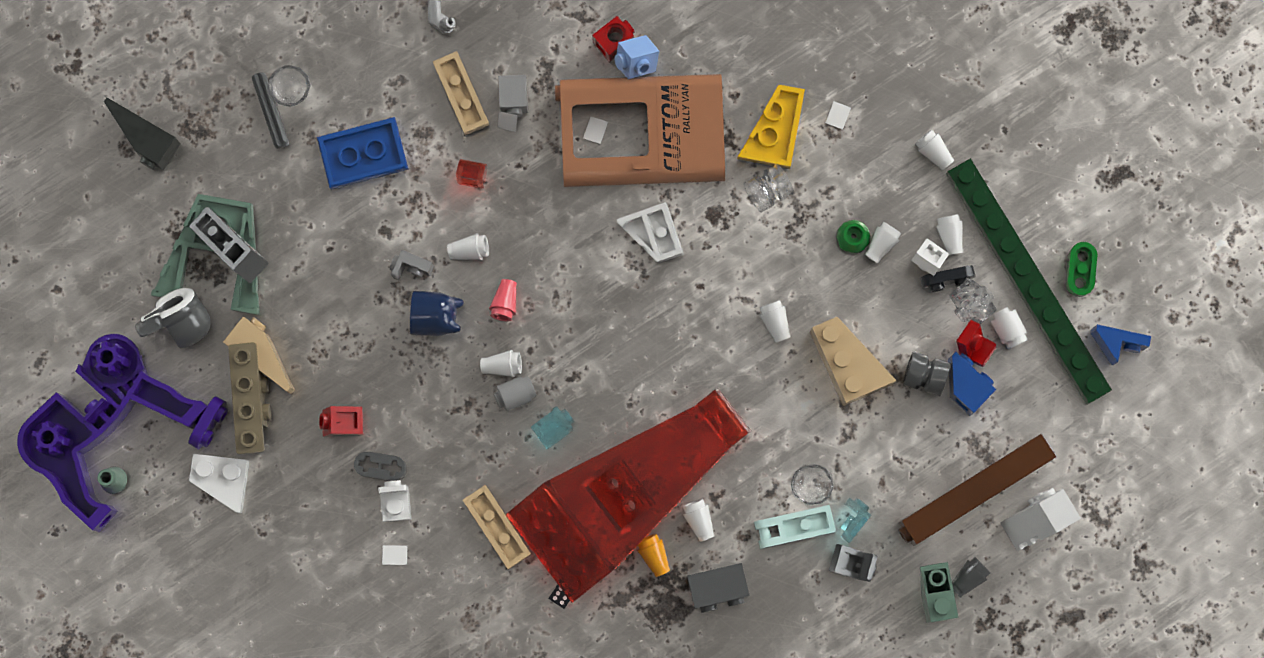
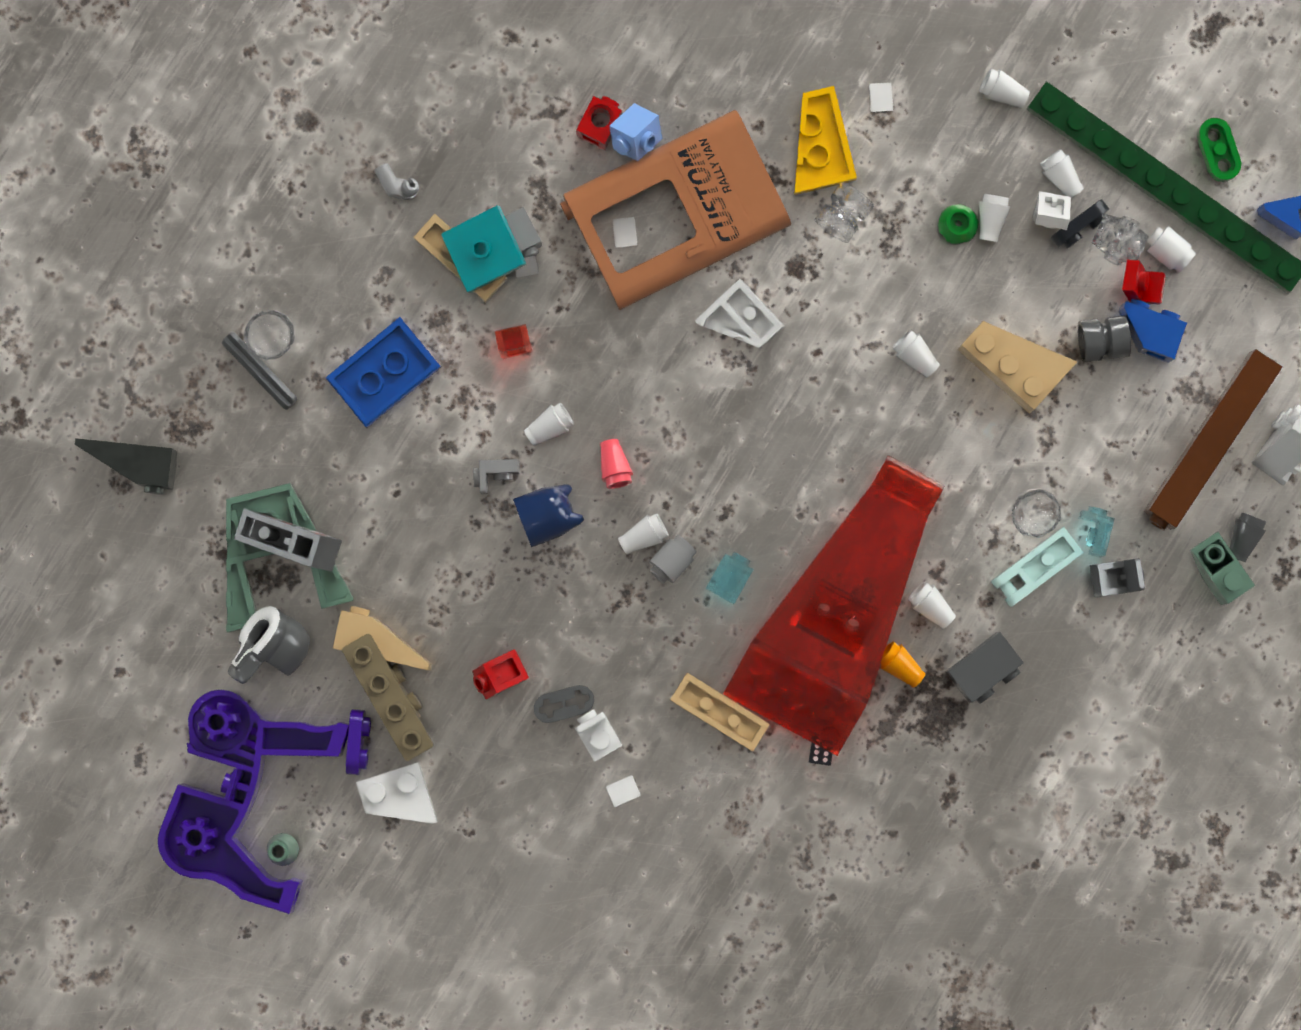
camera: 25 degrees left, 5 degrees up
(480, 92) = (483, 249): none -> teal plate

